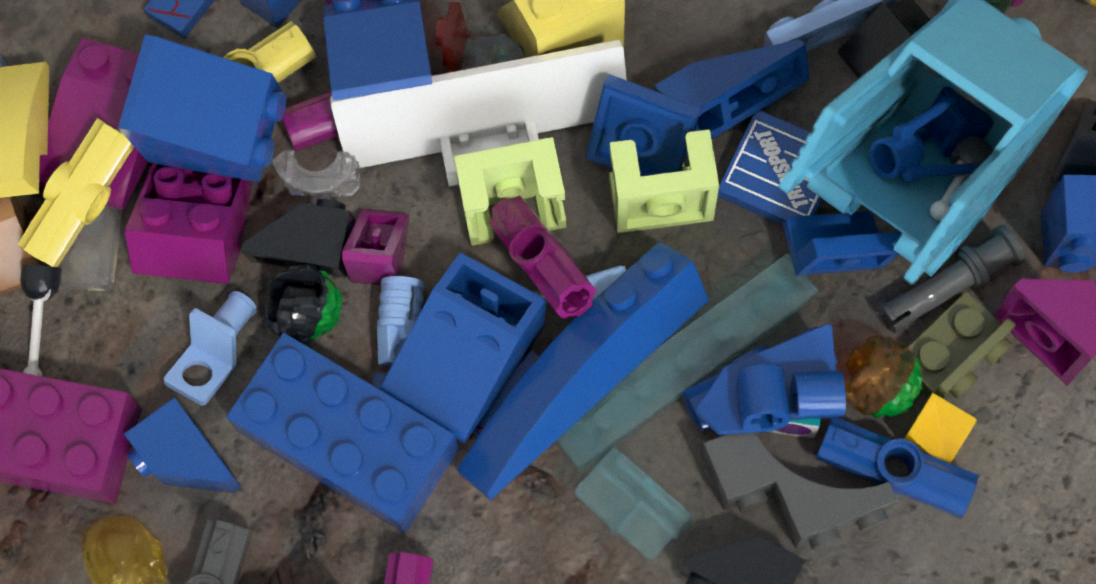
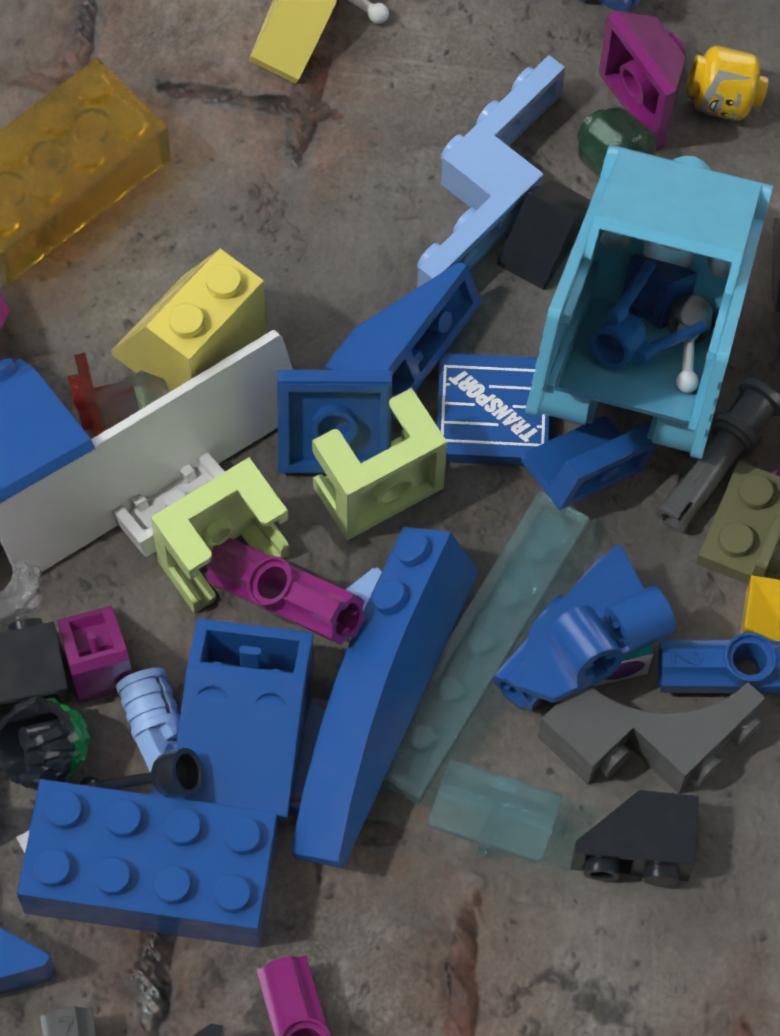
camera: 30 degrees left, 5 degrees down
(386, 370) = (173, 774): none -> black hinge
(883, 377) = (695, 578): clear orange piece -> none

